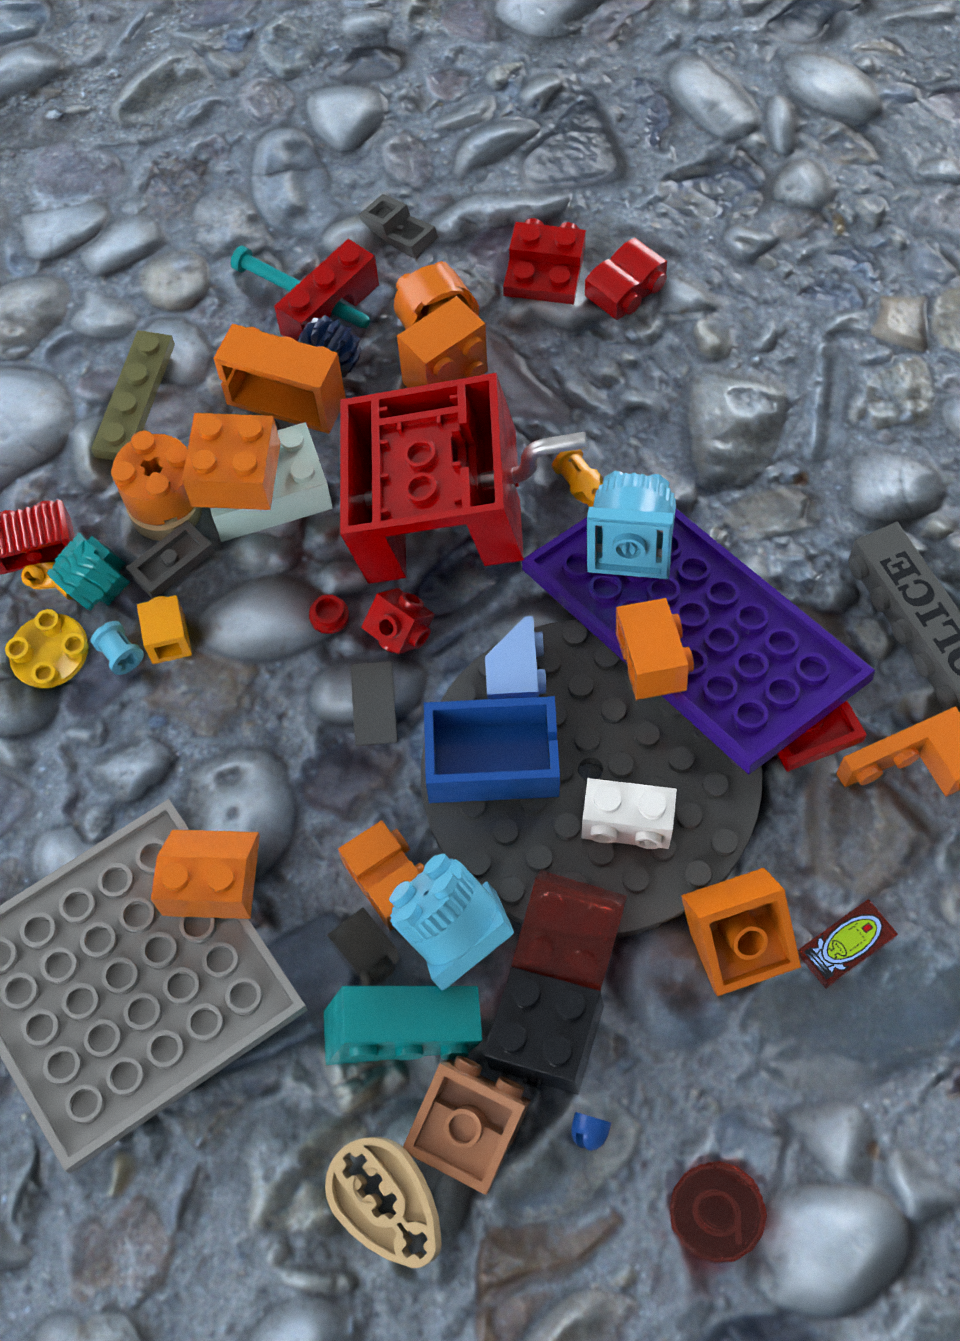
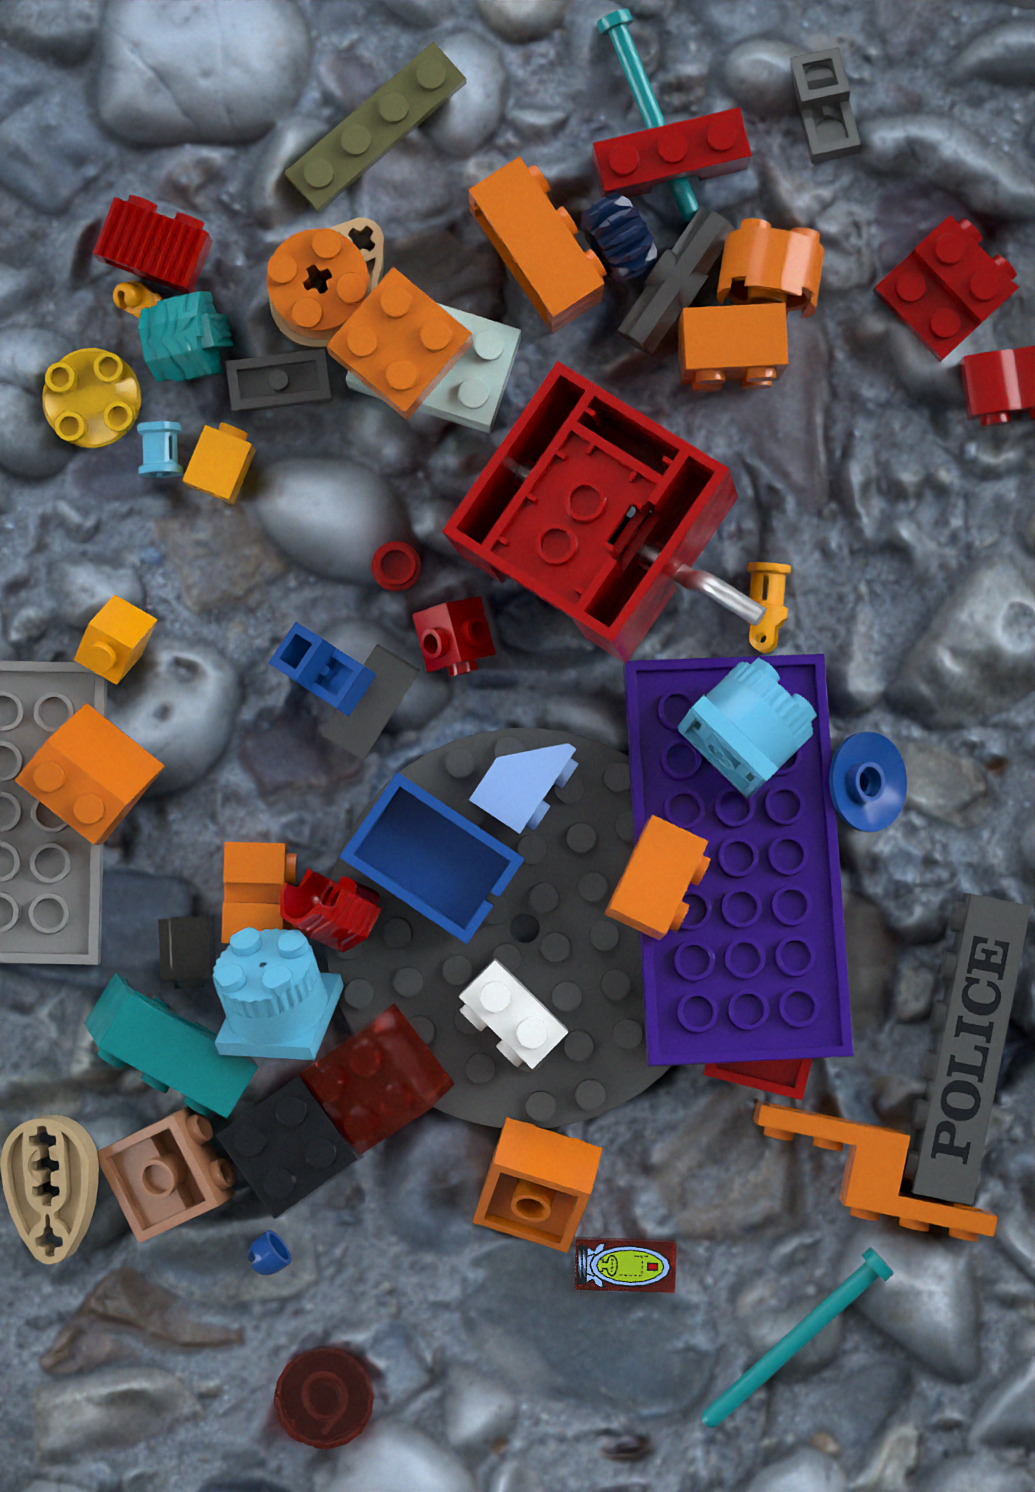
camera: 30 degrees right, 25 degrees up
(165, 776) = (115, 639): none -> light orange brick
(325, 702) = (322, 668): none -> blue brick
(381, 348) = (675, 281): none -> dark grey piece
(456, 833) = (330, 910): none -> red hair
(733, 529) = (868, 781): none -> blue dish

